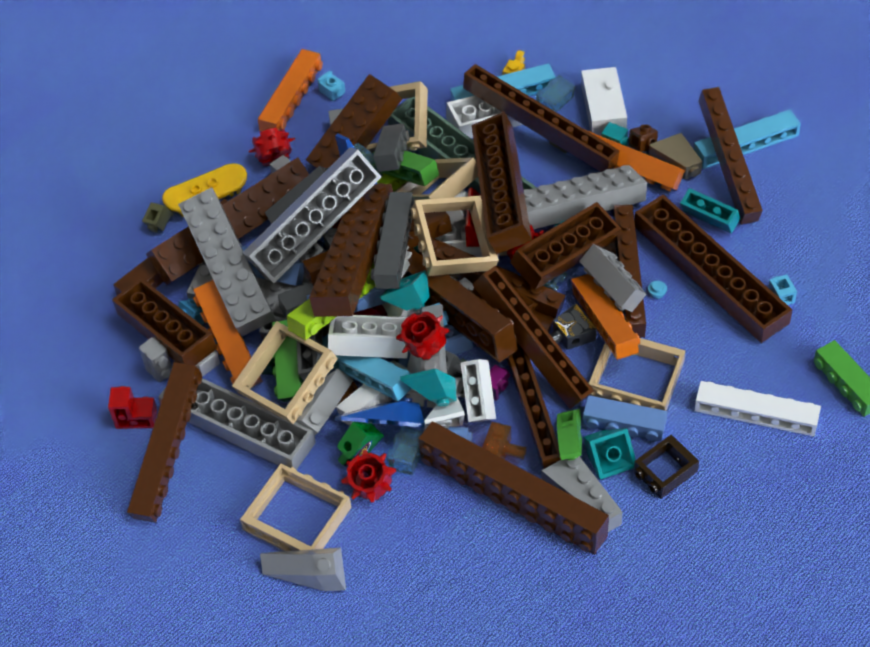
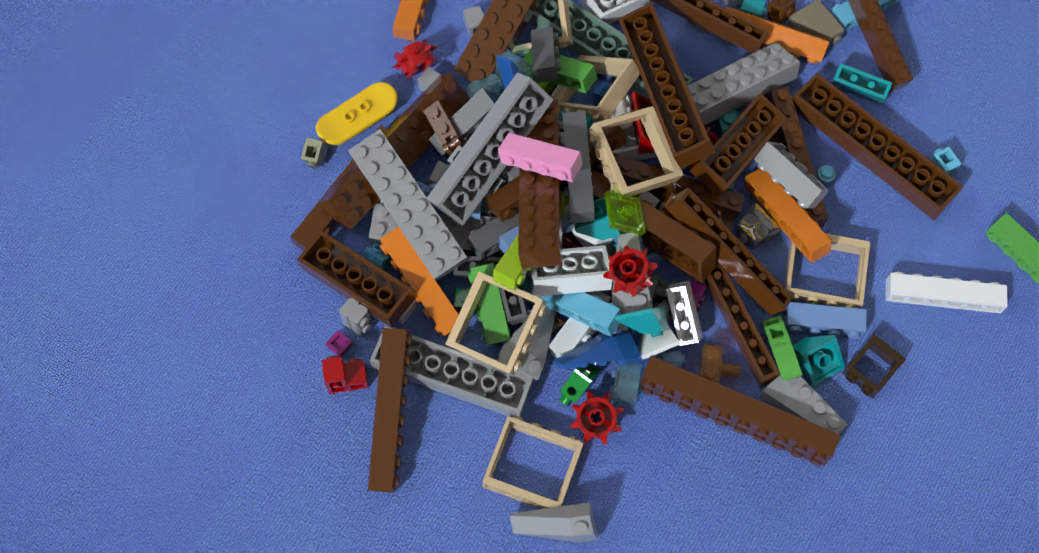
camera: 15 degrees left, 15 degrees up
(137, 383) = (339, 344): none -> magenta plate
(277, 196) = (443, 126): none -> plate
(353, 220) = (540, 157): none -> bright pink brick
(429, 284) = (624, 213): none -> clear neon green plate

